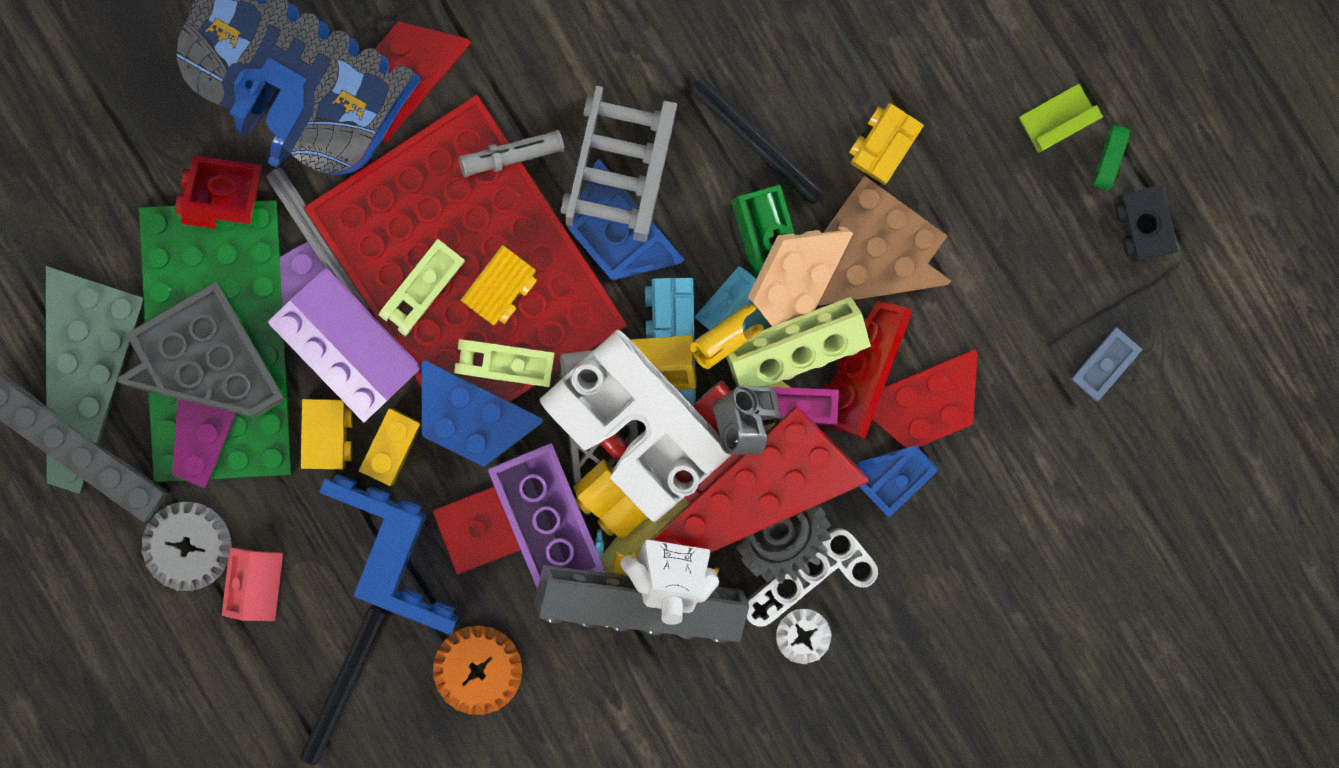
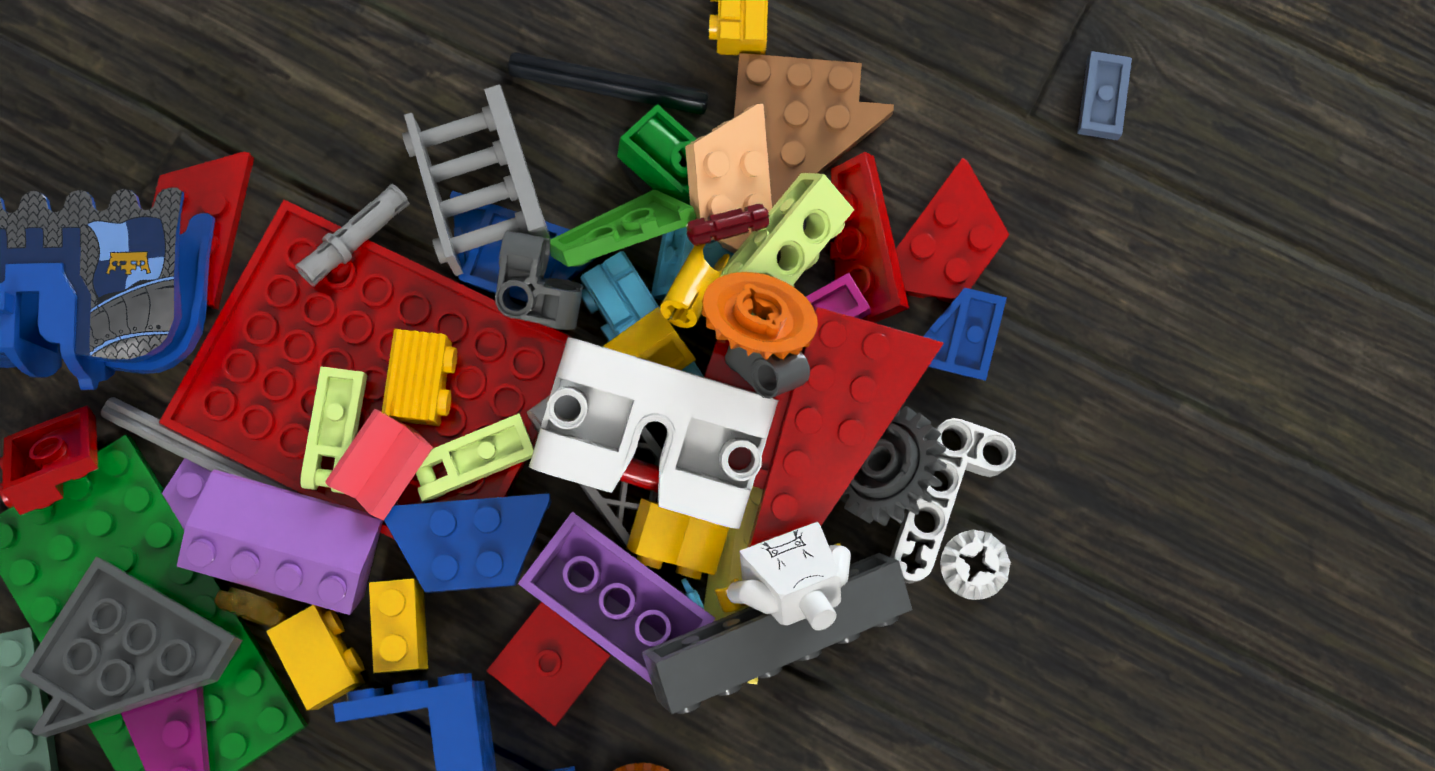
camera: 35 degrees left, 10 degrees down
(299, 375) = (250, 607): none -> clear yellow gear
(441, 333) = (379, 463): none -> coral panel
(621, 285) = (550, 300): none -> dark grey piece
(701, 262) = (622, 227): none -> bright green wing
(768, 380) = (788, 314): none -> orange gear
(773, 309) = (727, 224): none -> dark red axle

